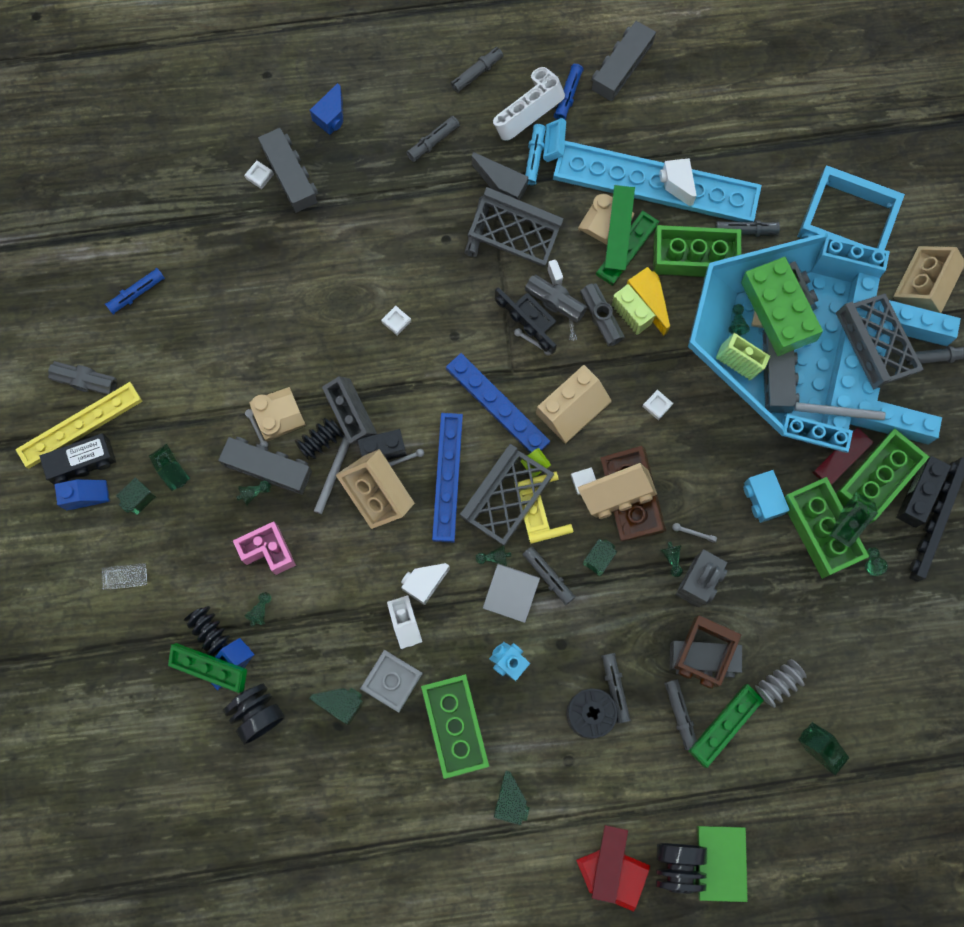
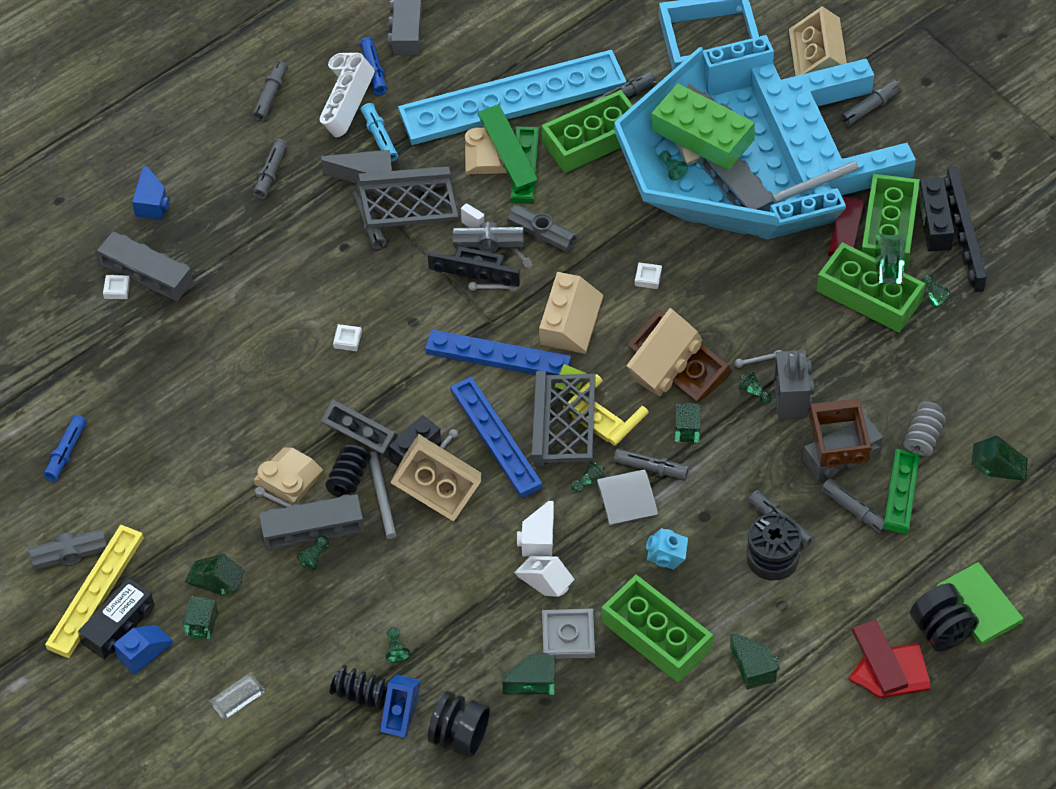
camera: 30 degrees left, 20 degrees down
(207, 667) = (384, 711): green tile -> none
(265, 543) = (363, 581): bright pink brick -> none
(554, 140) = (390, 110): medium azure tile -> none
(582, 477) = (622, 374): white tile -> none
(632, 309) = (568, 208): yellowish green brick -> none
(649, 289) = (576, 191): yellow slope -> none
(679, 180) = (534, 81): white slope -> none
(742, 356) = (698, 184): yellowish green brick -> none
(766, 496) = (801, 293): medium azure brick -> none
(865, 345) = (803, 119): dark grey fence -> none

